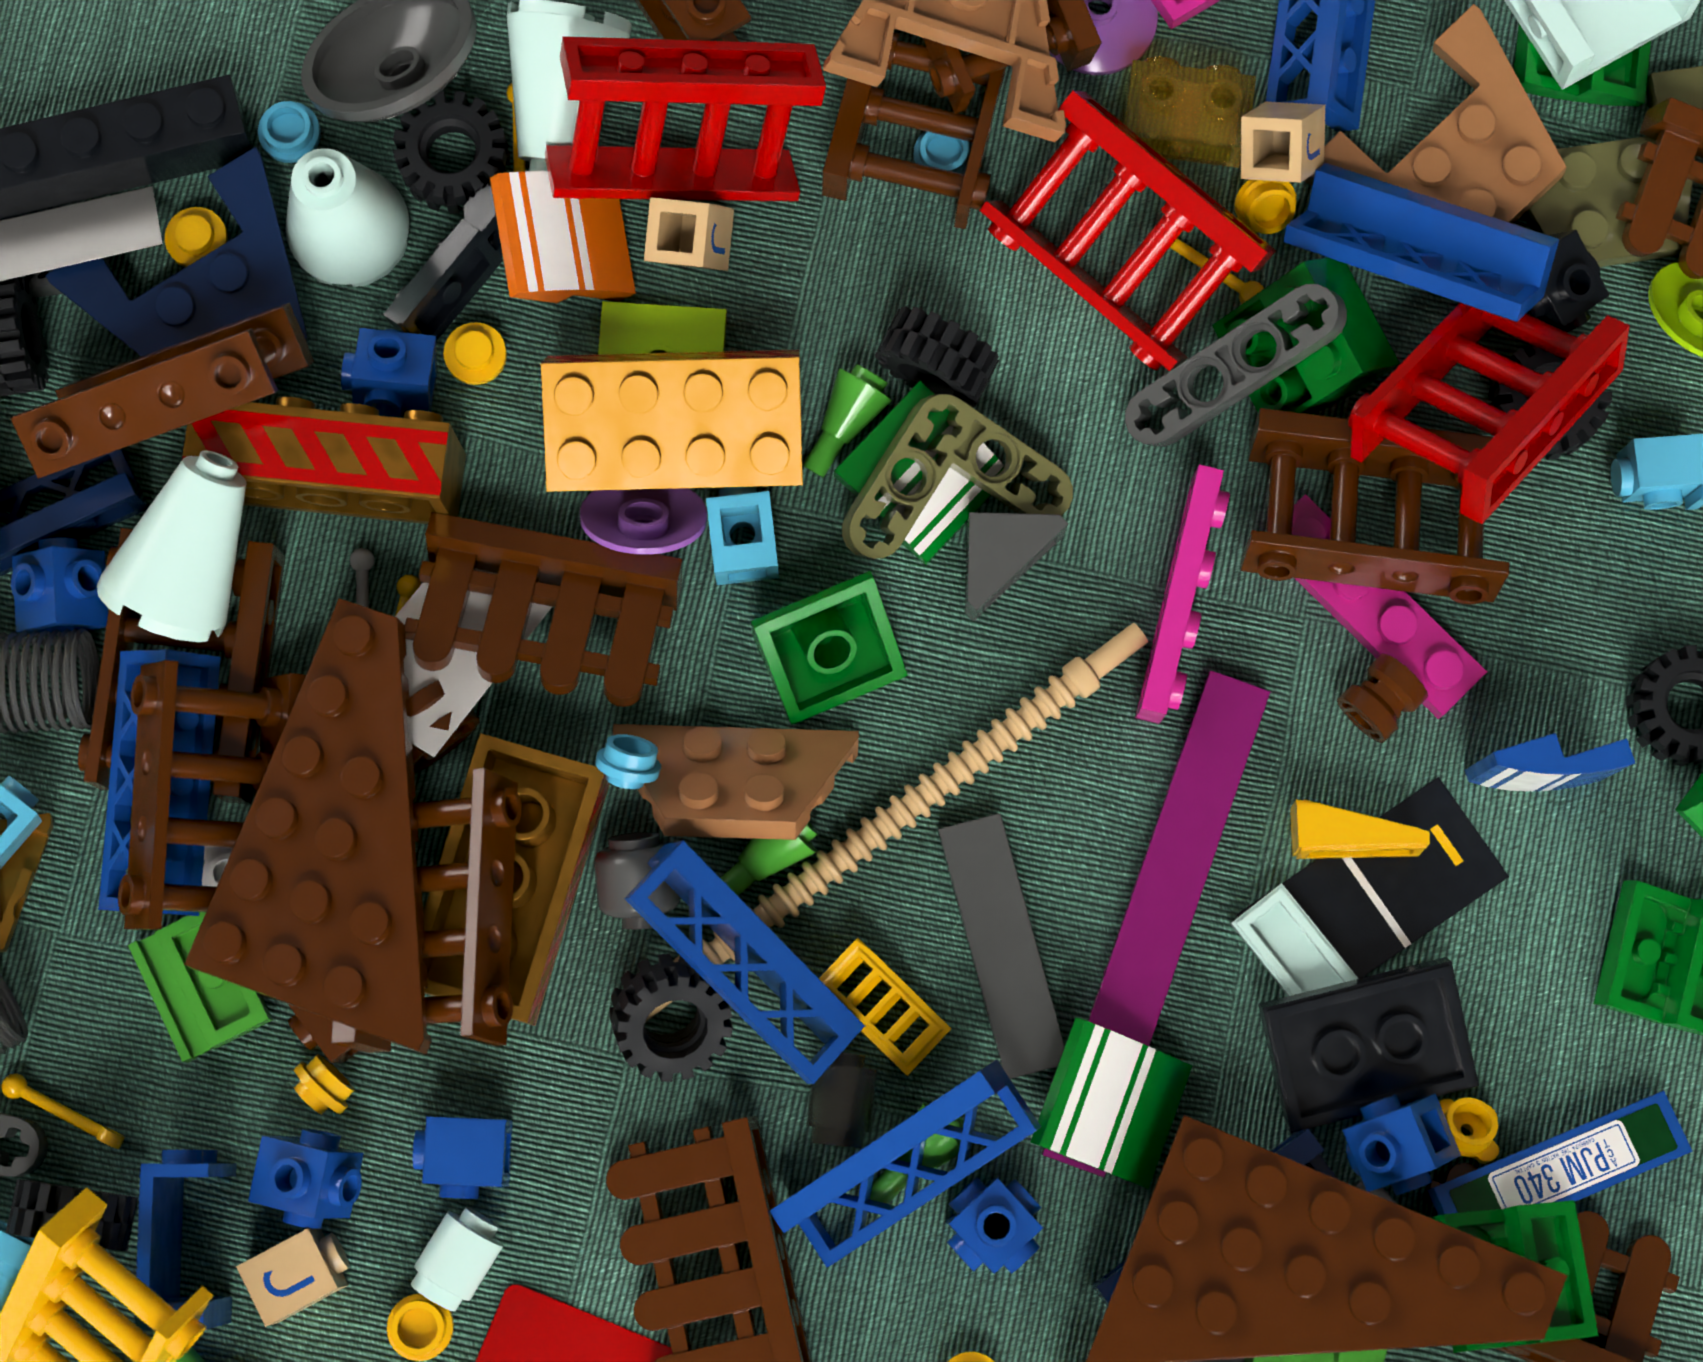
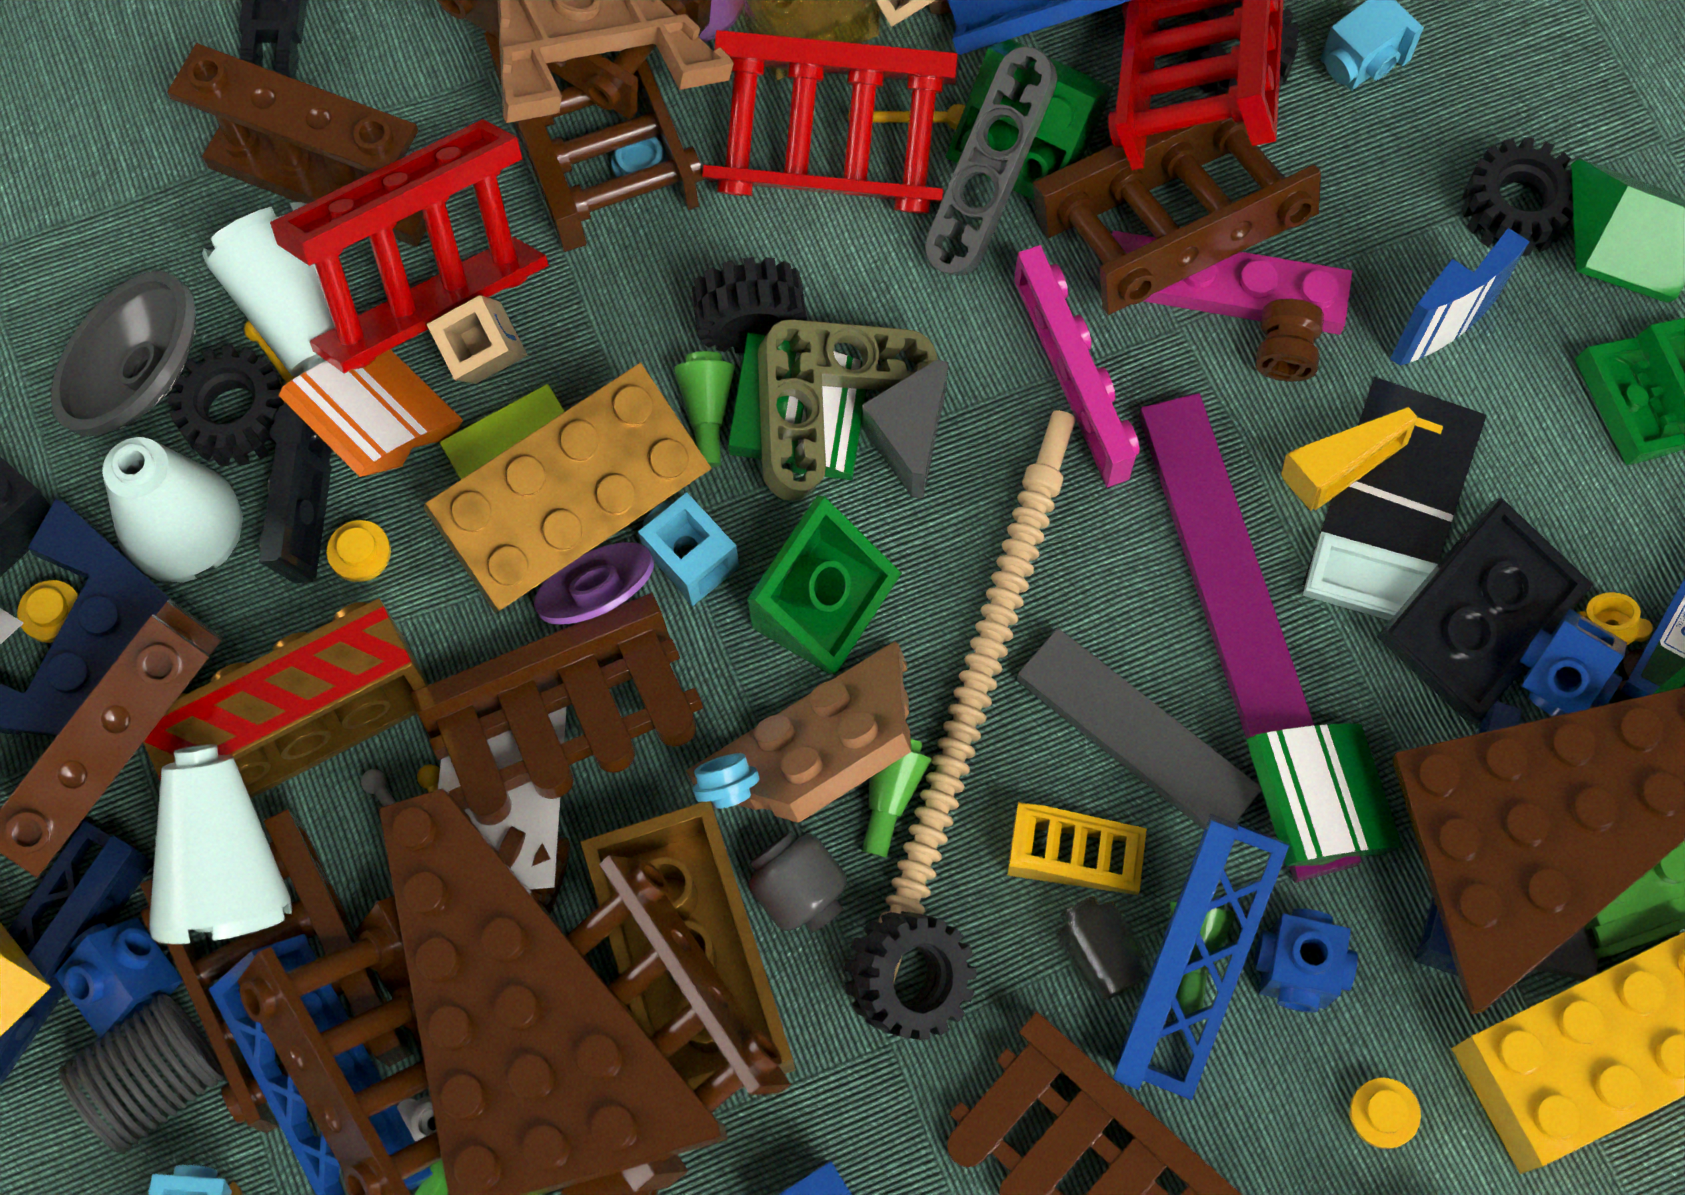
camera: 30 degrees left, 10 degrees down
(289, 131) = (75, 476): medium azure plate -> none
(391, 371) = (293, 599): blue brick -> none
(755, 949) = (948, 866): blue fence -> none
(1265, 205) = (922, 32): yellow plate -> none

